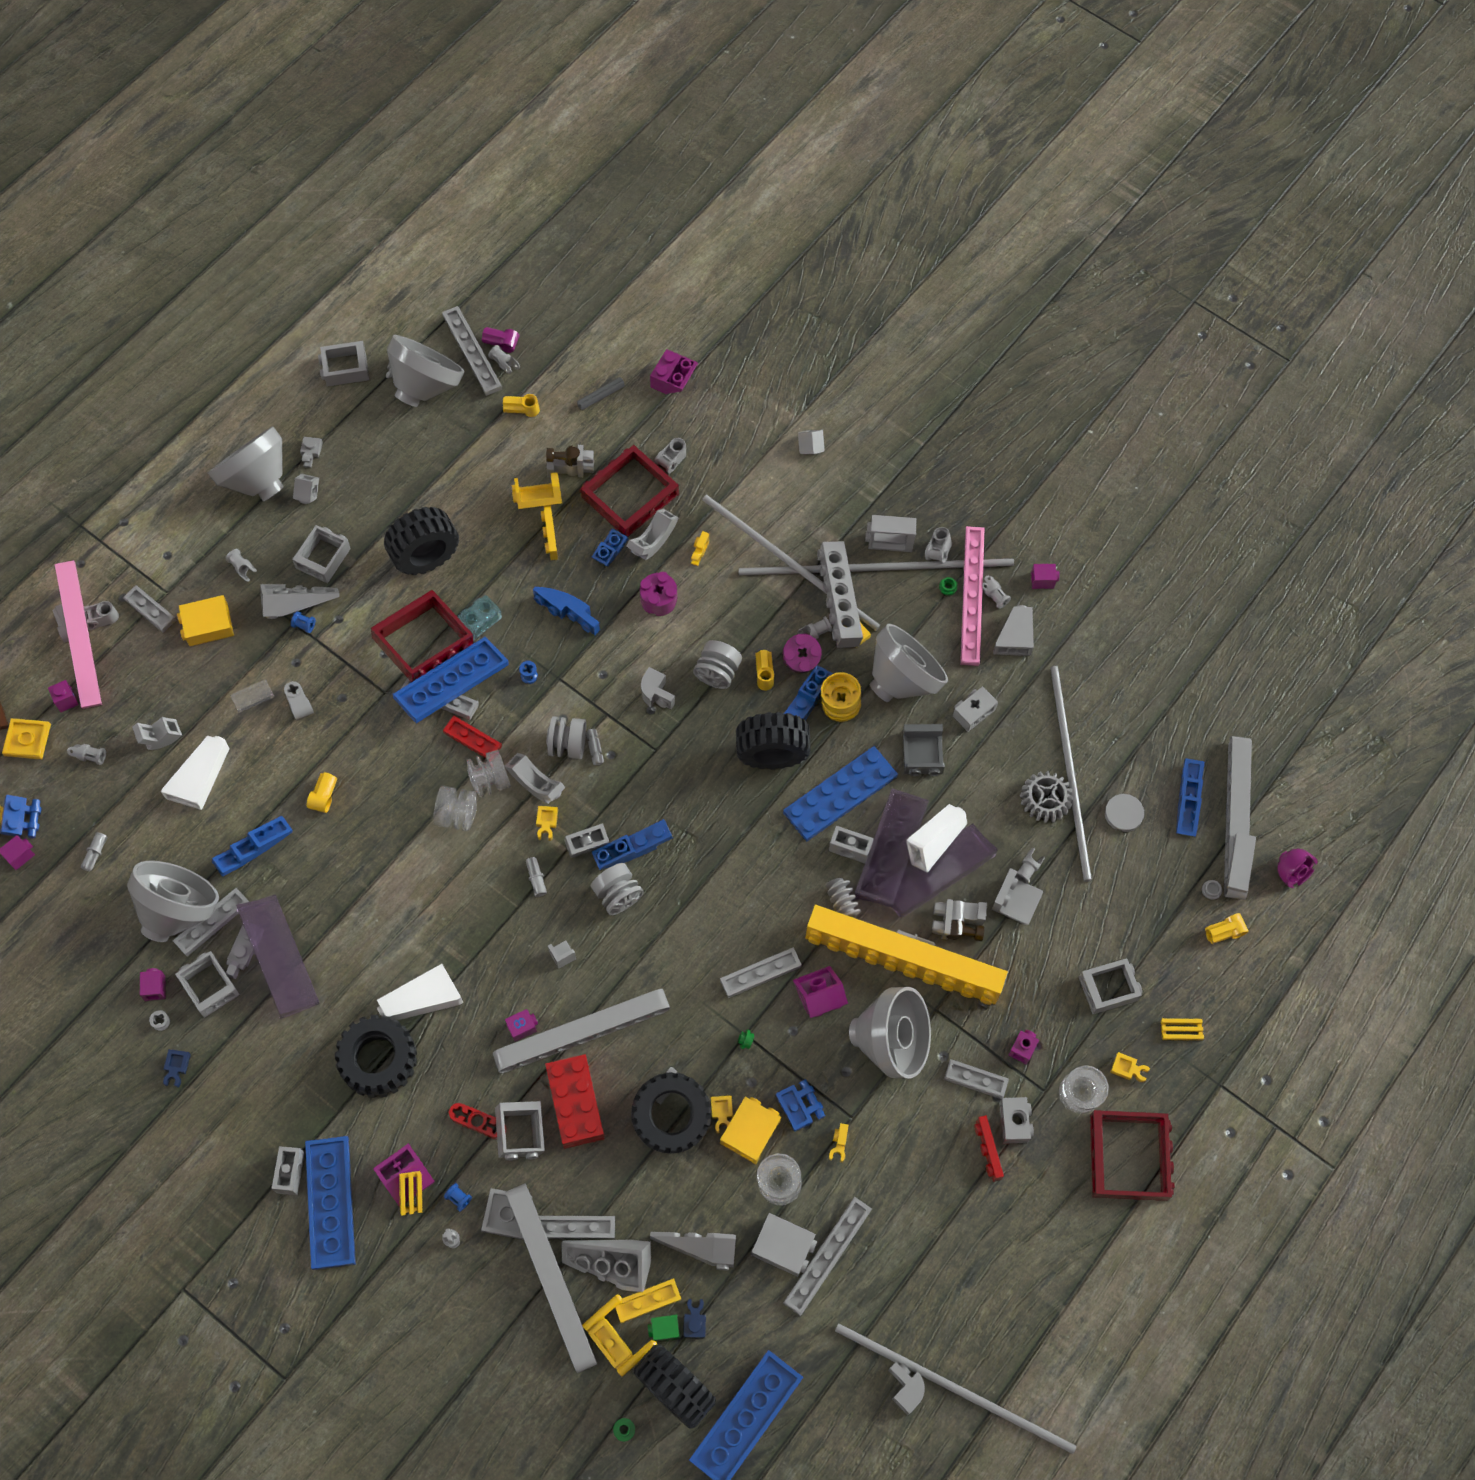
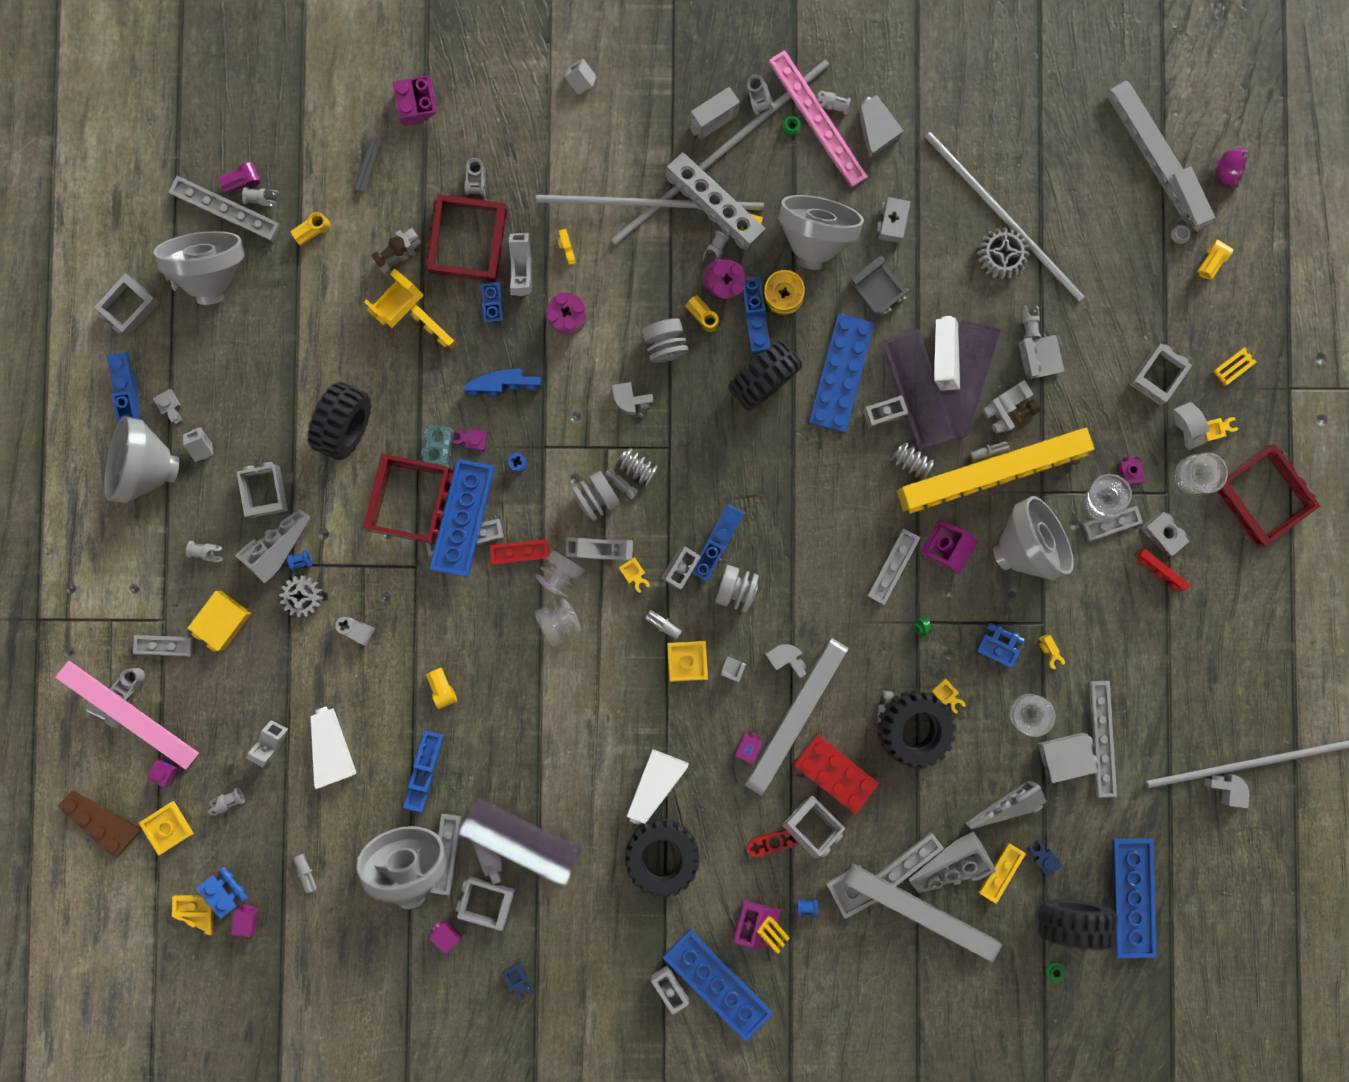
camera: 40 degrees left, 20 degrees up
(159, 1014) = (469, 961): light grey bush -> none
(252, 696) = (313, 652): clear tile -> none
(277, 654) = (301, 588): none -> light grey gear
(293, 411) = (124, 386): none -> blue slope
(451, 1238) = (829, 943): light grey axle -> none
(510, 634) = (473, 439): none -> magenta plate
(531, 919) = (687, 661): none -> yellow plate
(610, 1342) = (1001, 922): yellow plate -> none
(613, 973) = (786, 654): none -> light grey brick
(616, 742) = (637, 466): none -> light grey piece
(664, 1328) = (1030, 883): green brick -> none
(750, 1129) = (980, 692): yellow panel -> none
(984, 1048) = (1115, 492): none -> clear wheel
(1044, 576) = (862, 57): magenta brick -> none
(1106, 1047) = (1192, 423): none -> light grey brick
(1124, 812) = (1070, 220): light grey tile -> none
(1190, 797) = (1111, 168): blue slope -> none

